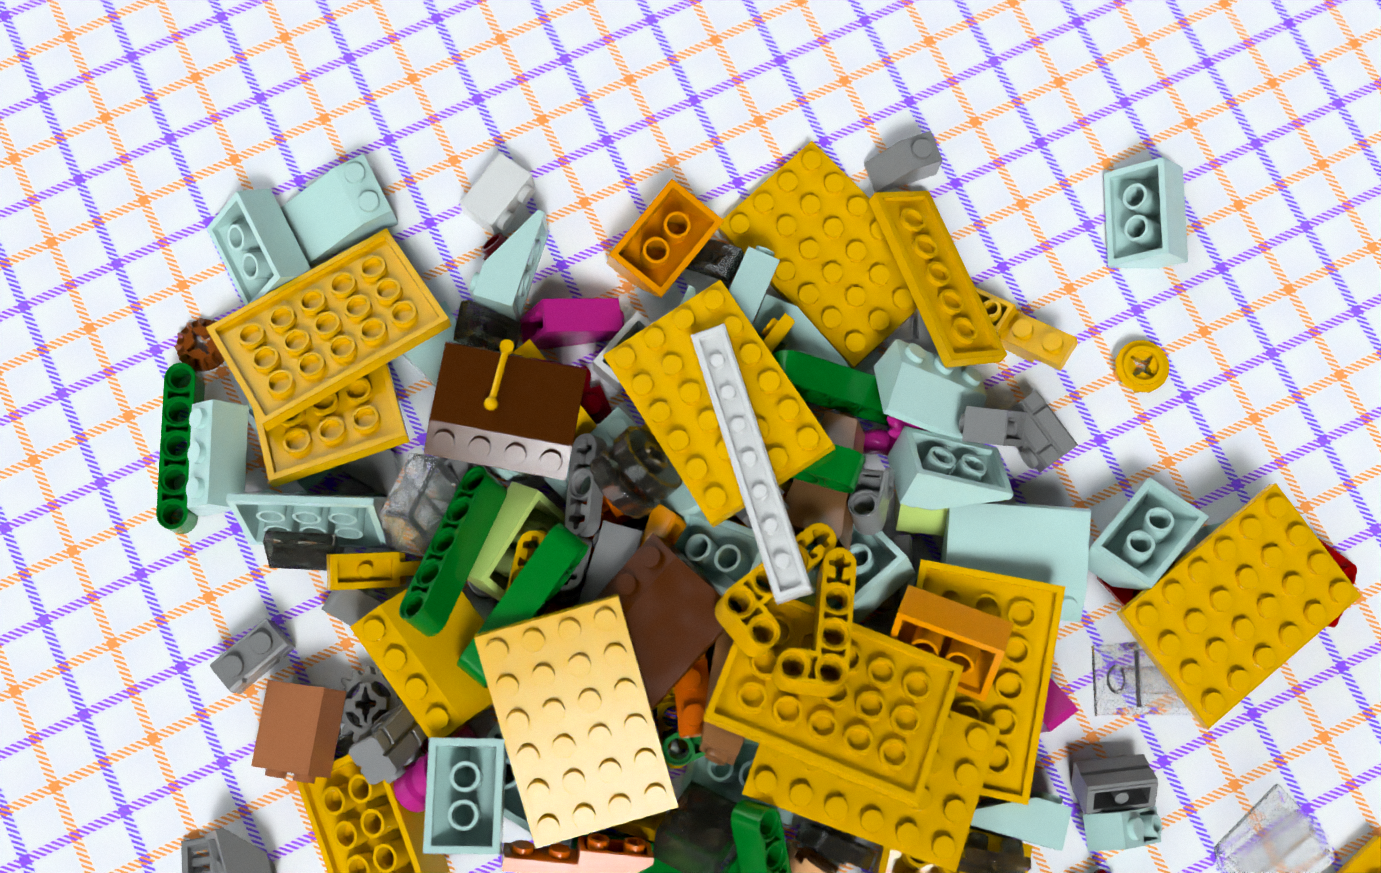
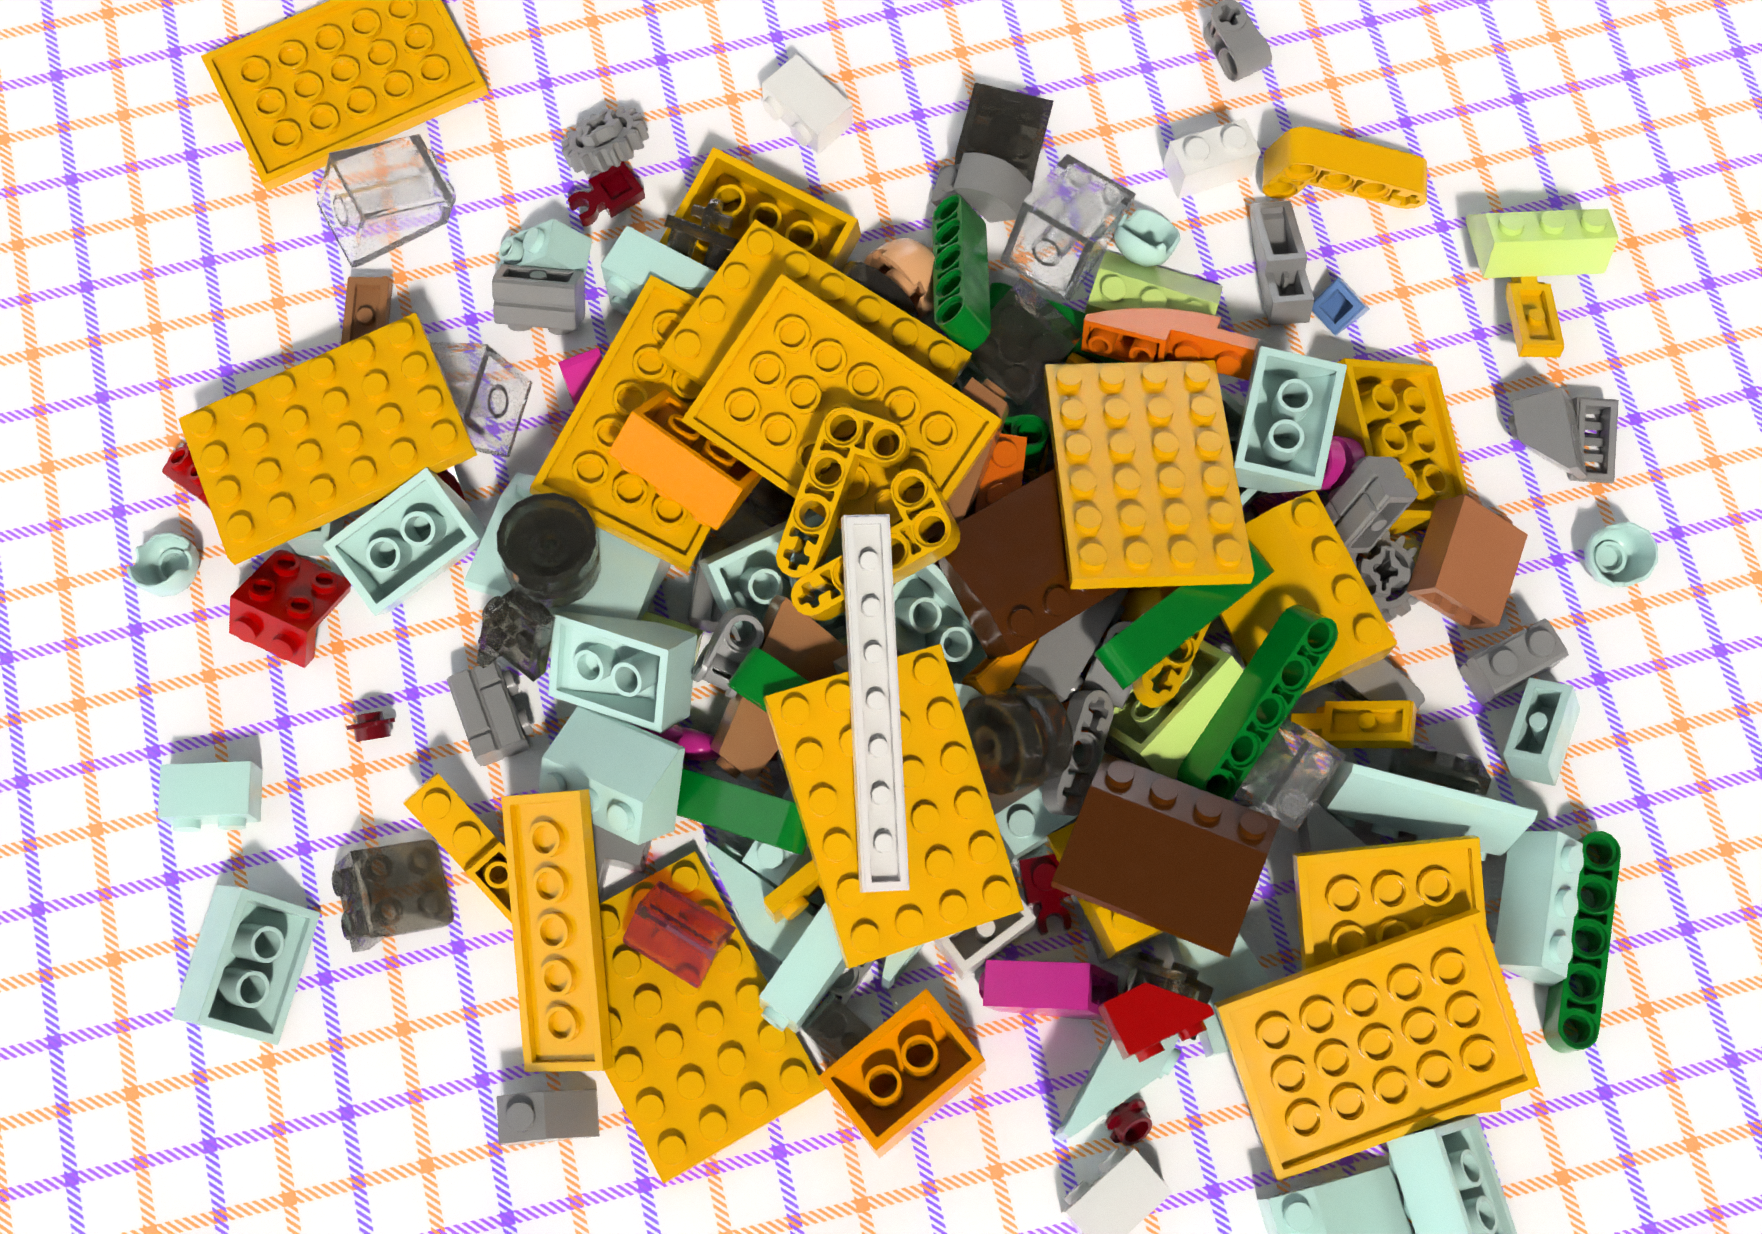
camera: 165 degrees left, 5 degrees down
(171, 769) = (1621, 554): none -> light aqua hair
(187, 342) = (1563, 1089): dark orange gear -> none
(225, 600) = (1542, 731): none -> light aqua brick
(496, 295) = (1150, 1015): none -> red slope
(506, 348) = (1152, 928): yellow hinge -> none
(849, 300) = (677, 933): none -> panel
(992, 426) = (549, 709): light grey slope -> none
(1033, 483) = (517, 631): none -> clear smoke bracket
(1055, 539) = (549, 549): none -> clear smoke wheel
(1061, 286) = (391, 892): none -> clear smoke bracket
(1120, 402) = (371, 726): none -> dark red plate
(1140, 351) = (307, 764): yellow gear -> none
(1217, 325) = (210, 794): none -> light aqua brick
(1219, 477) = (285, 605): none -> red bracket
(1249, 737) = (366, 306): none -> medium nougat plate
(1322, 487) = (165, 565): none -> light aqua hair

